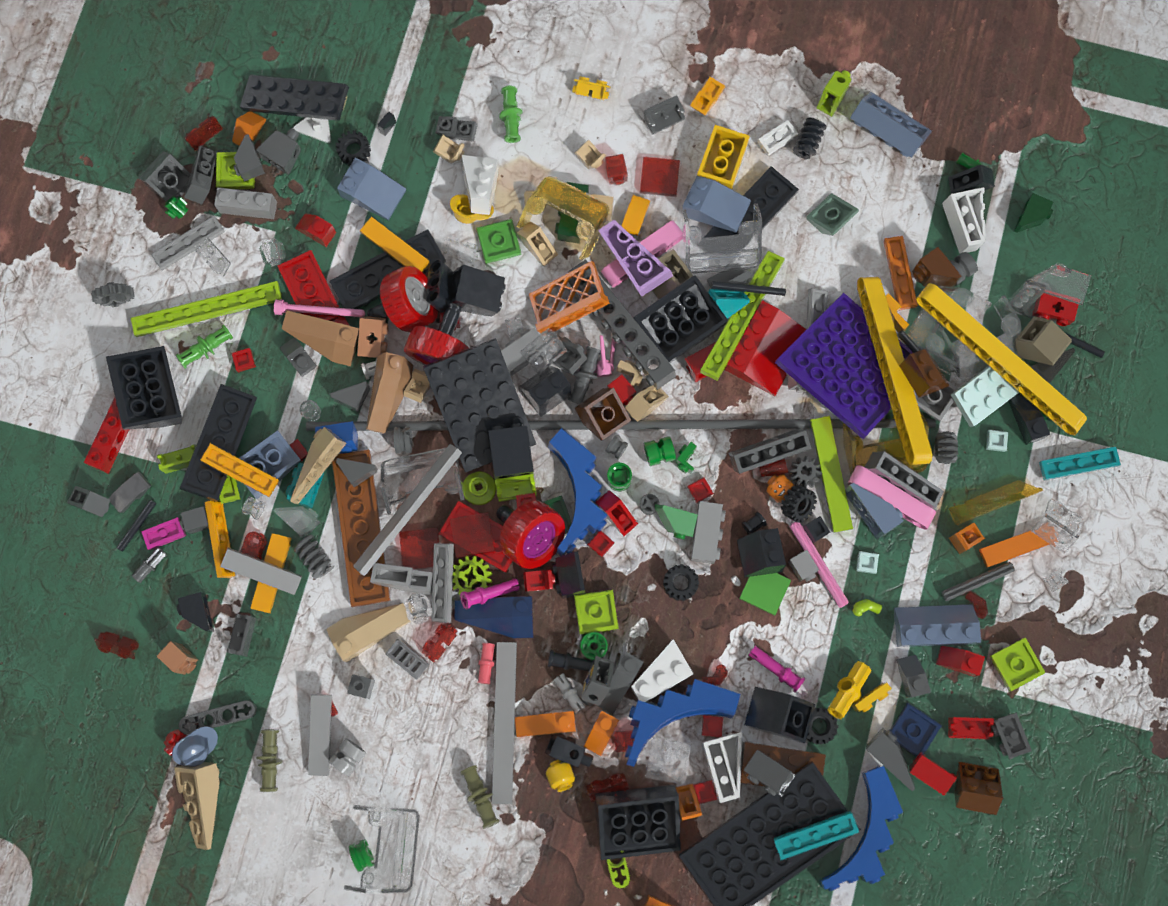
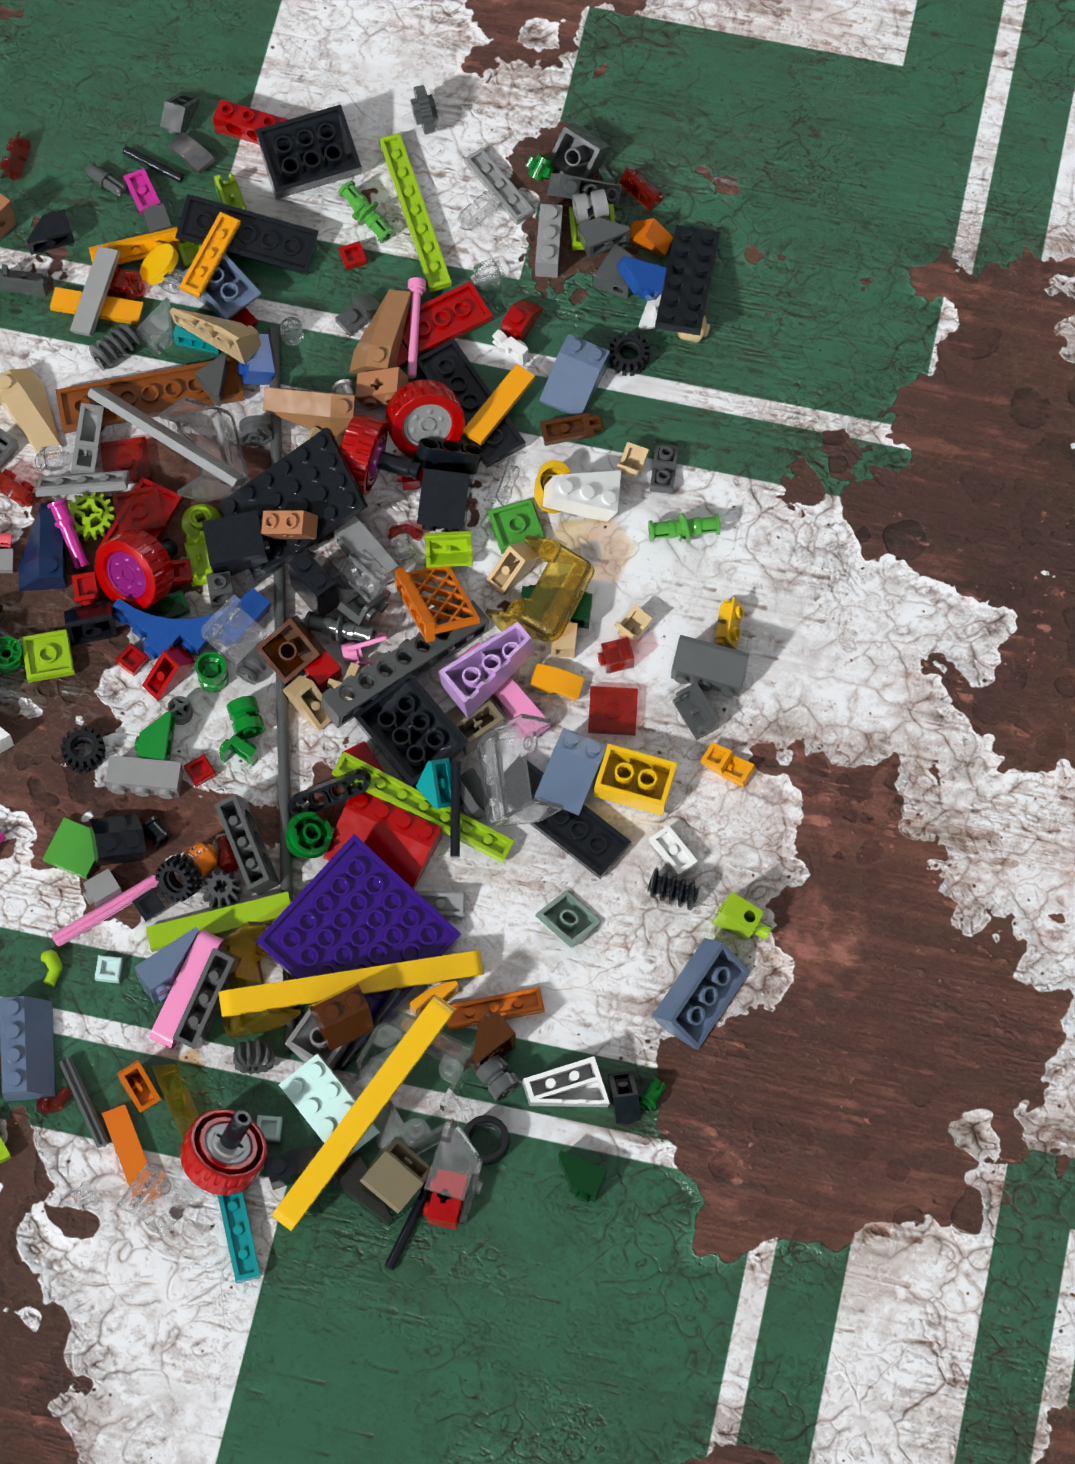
camera: 85 degrees right, 10 degrees down
(220, 165) = (590, 205): none -> light grey wheel
(238, 517) = (158, 263): none -> yellow tile
(292, 128) = (642, 277): none -> blue slope
(341, 235) = (514, 348): none -> white plate
(353, 396) = (307, 374): dark grey slope -> none
(386, 123) = (663, 387): black tile -> none
(417, 195) = (571, 428): none -> reddish brown hinge
(498, 328) = (395, 530): none -> clear red arm
(505, 403) = (289, 524): none -> nougat brick
(519, 290) = (448, 549): none -> lime hinge
(545, 470) = (219, 588): none -> dark grey brick
(591, 455) = (233, 631): none -> clear bracket
(632, 101) = (710, 666): none -> dark grey slope
(730, 362) = (330, 794): none -> black beam
(765, 403) = (308, 835): none -> green cone
(1010, 267) = (499, 1126): none -> black tyre
(1027, 469) = (223, 1151): none -> red wheel

